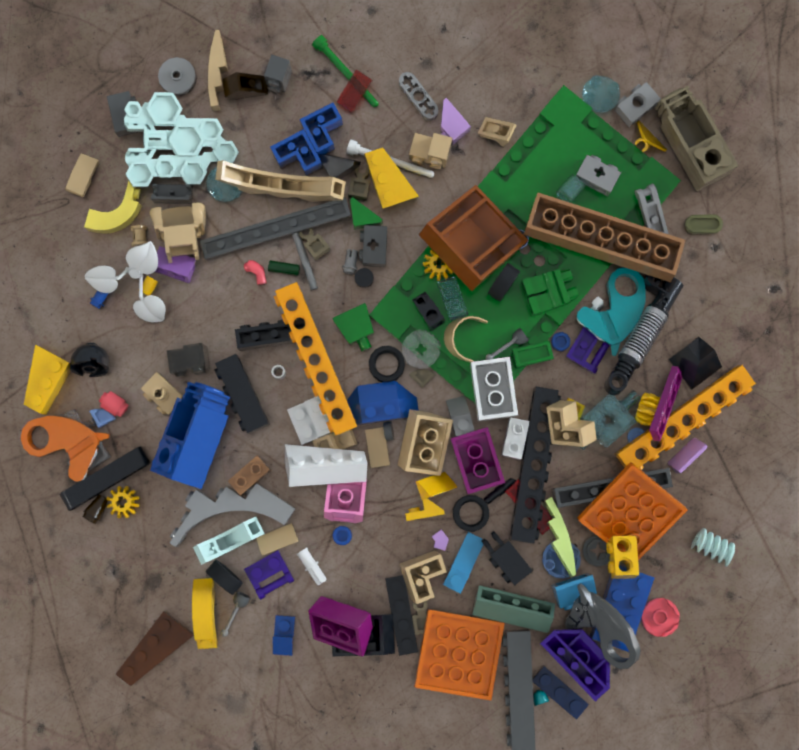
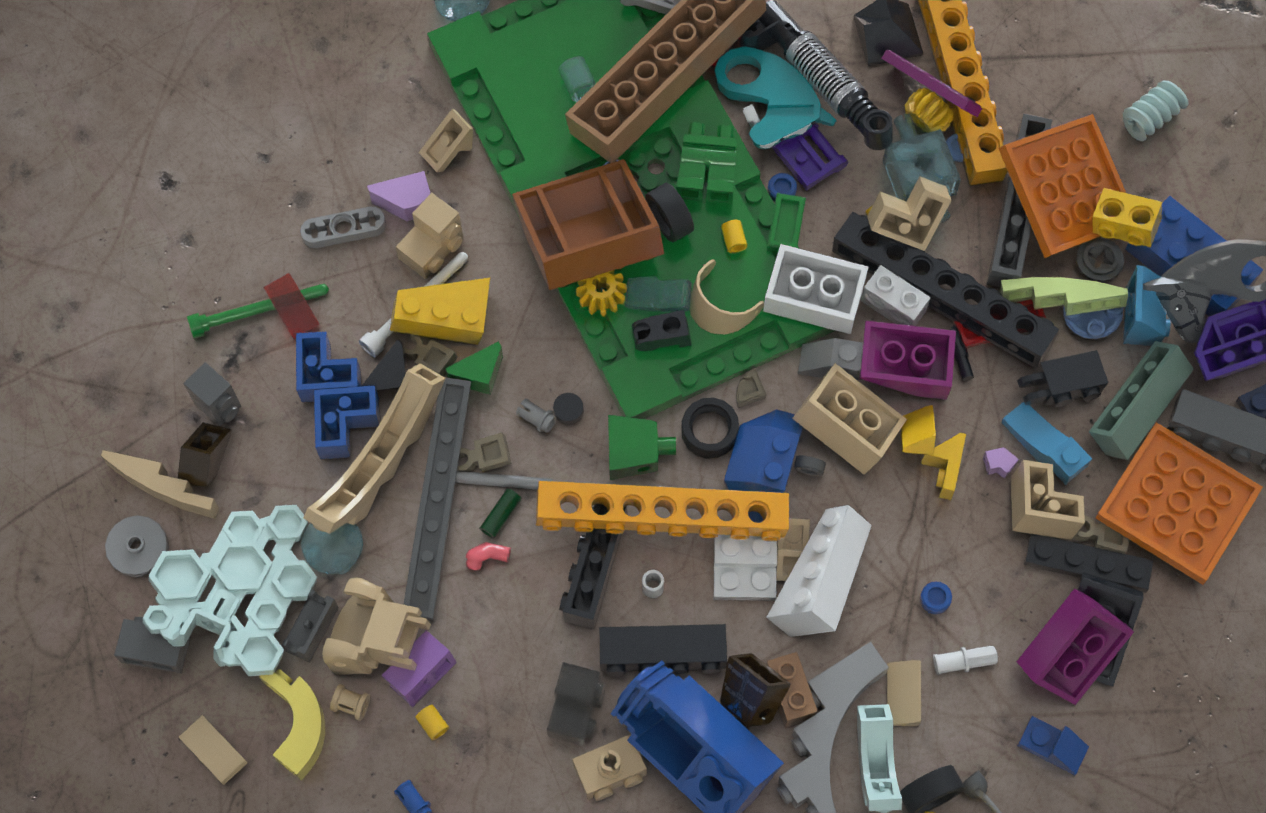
camera: 65 degrees left, 15 degrees down
(140, 260) = (393, 692): white plant -> none
(237, 453) = (752, 690): none -> dark brown torso
(264, 569) = (941, 728): dark purple plate -> none
(345, 502) = (890, 567): bright pink slope -> none
(375, 257) = (523, 360): dark grey brick -> none
(377, 447) = (824, 491): tan tile -> none
(413, 356) = (726, 359): clear plate -> none
(485, 513) = (983, 382): black tyre -> none
(509, 327) = (734, 236): none -> yellow hinge
(518, 338) = (754, 230): hinge -> none
(607, 178) = (576, 36): light grey brick -> none
(660, 617) = (1227, 215): coral tile -> none
(687, 455) = (1012, 92): lavender slope -> none

